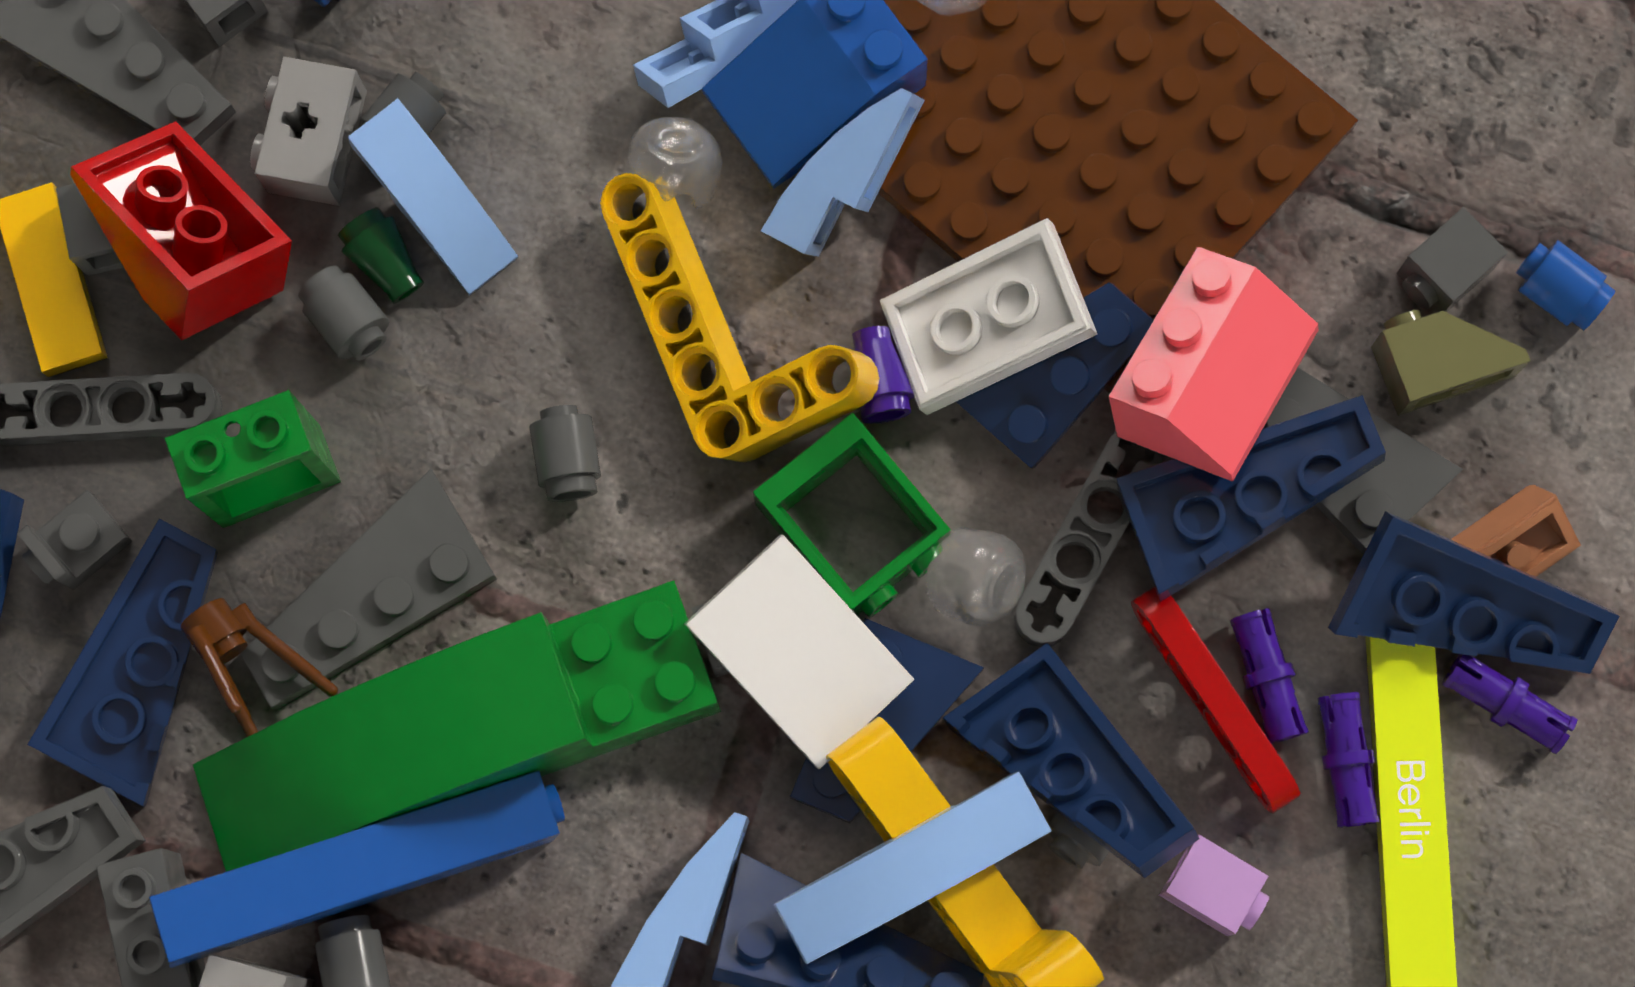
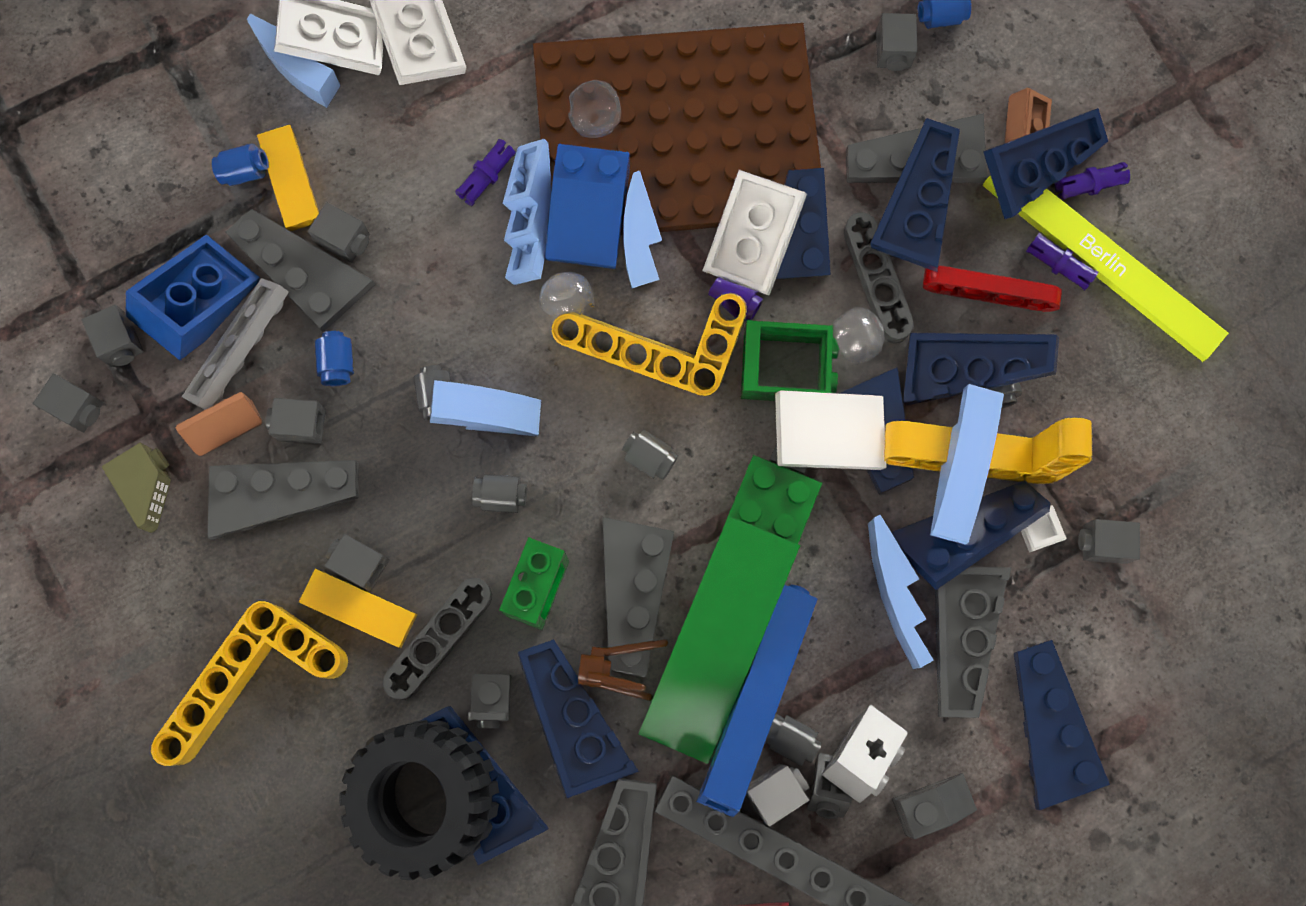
camera: 55 degrees left, 0 degrees up
(183, 229) = (398, 526): red slope -> none
(320, 160) = (393, 417): light grey brick -> none
(380, 252) = (487, 455): dark green cone -> none
(1212, 365) = (861, 163): coral slope -> none
(1216, 887) = (1076, 357): lavender brick -> none
(1269, 676) = (999, 260): dark purple pin -> none
(1441, 358) = (931, 80): olive slope -> none

